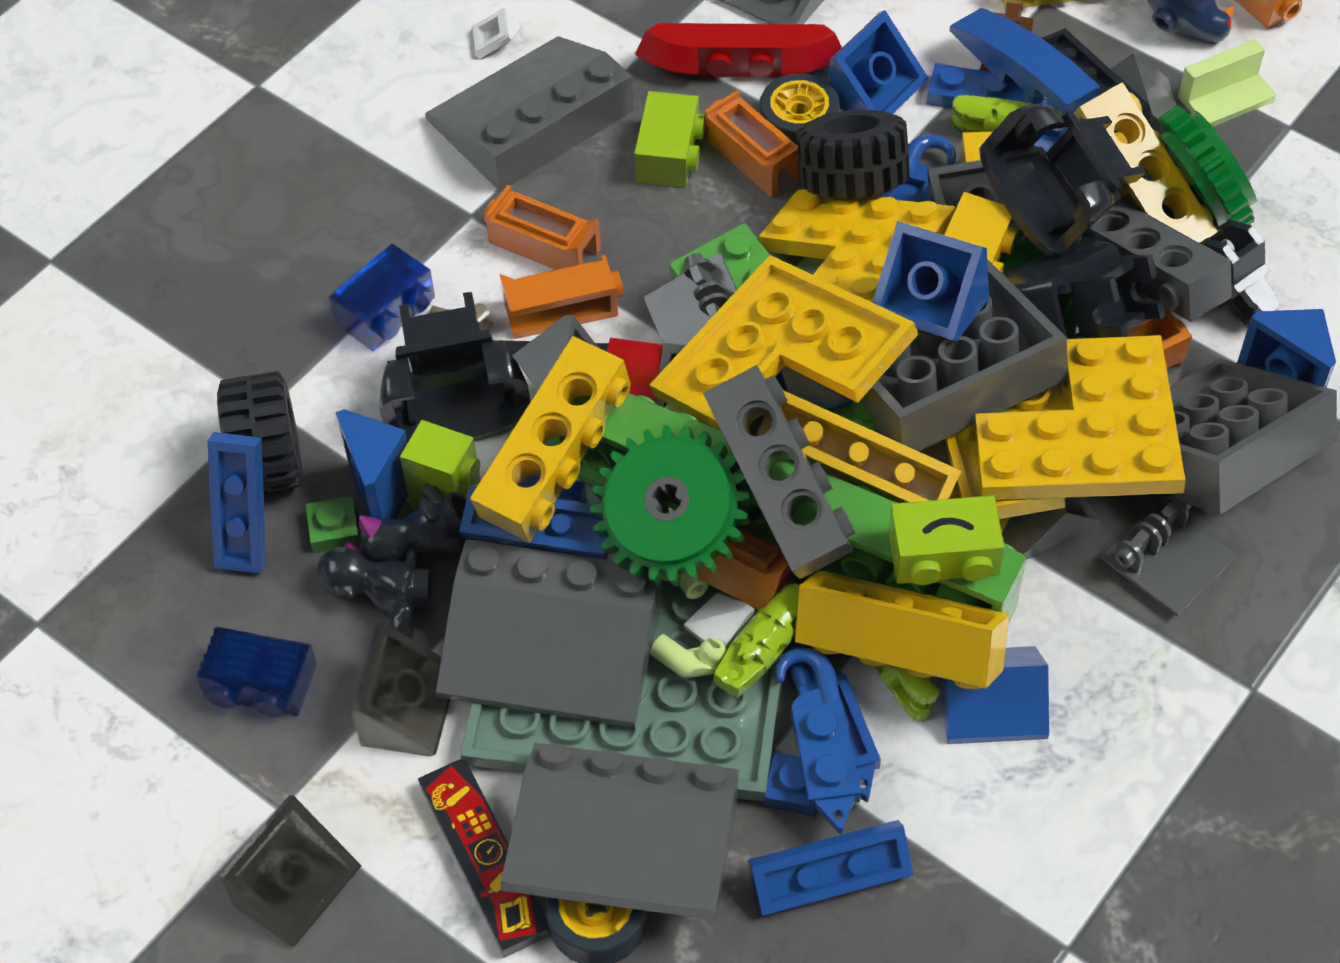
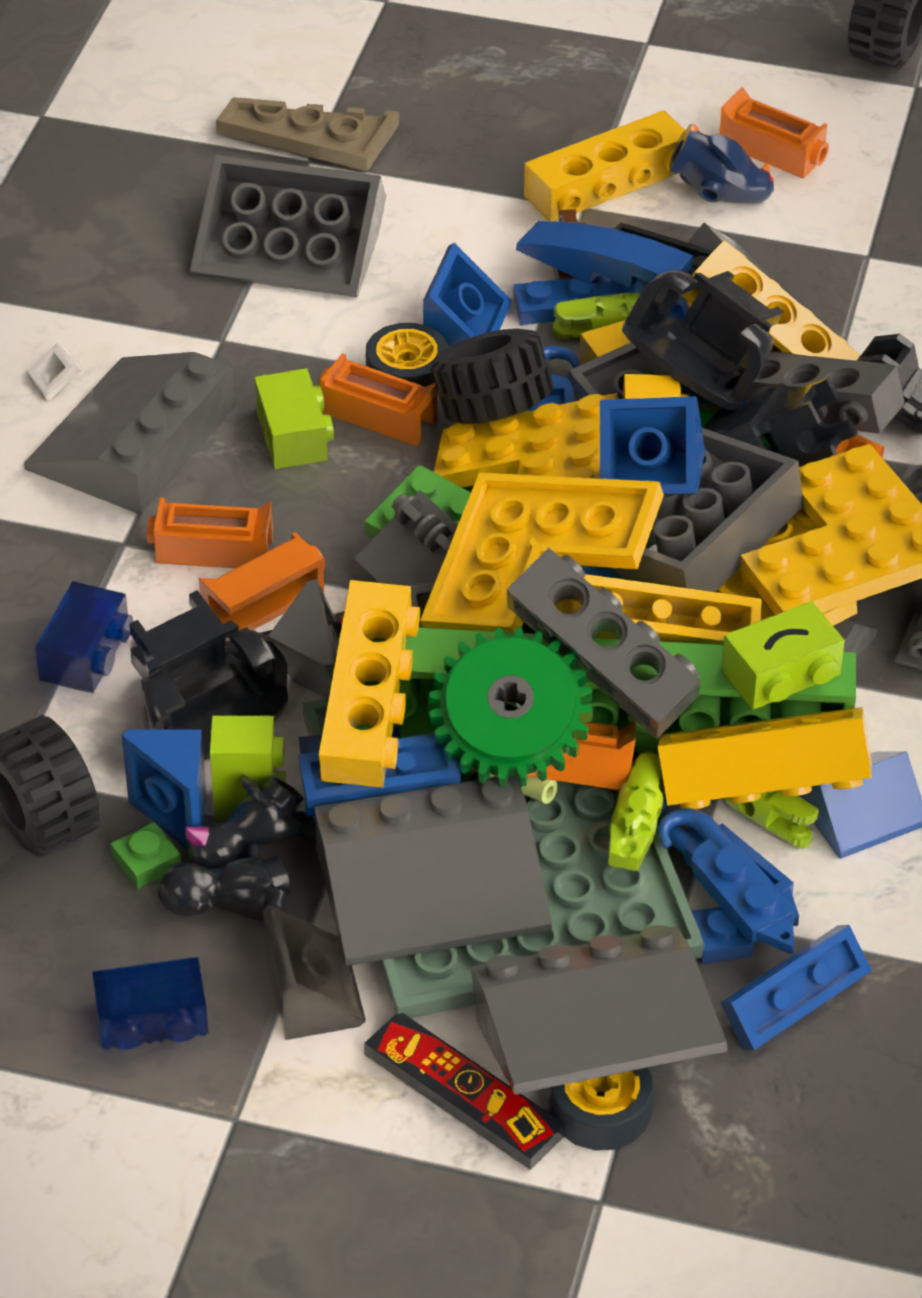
camera: 25 degrees left, 10 degrees down
(237, 502) = (58, 850): blue plate -> none
(289, 872) = (288, 1163): clear smoke slope -> none
(689, 662) = (577, 855): yellowish green arm -> none
(720, 619) = (586, 813): white slope -> none
(738, 49) = (317, 320): red brick -> none
(1208, 166) = (828, 294): green gear -> none
(1226, 84) = (793, 234): yellowish green panel -> none

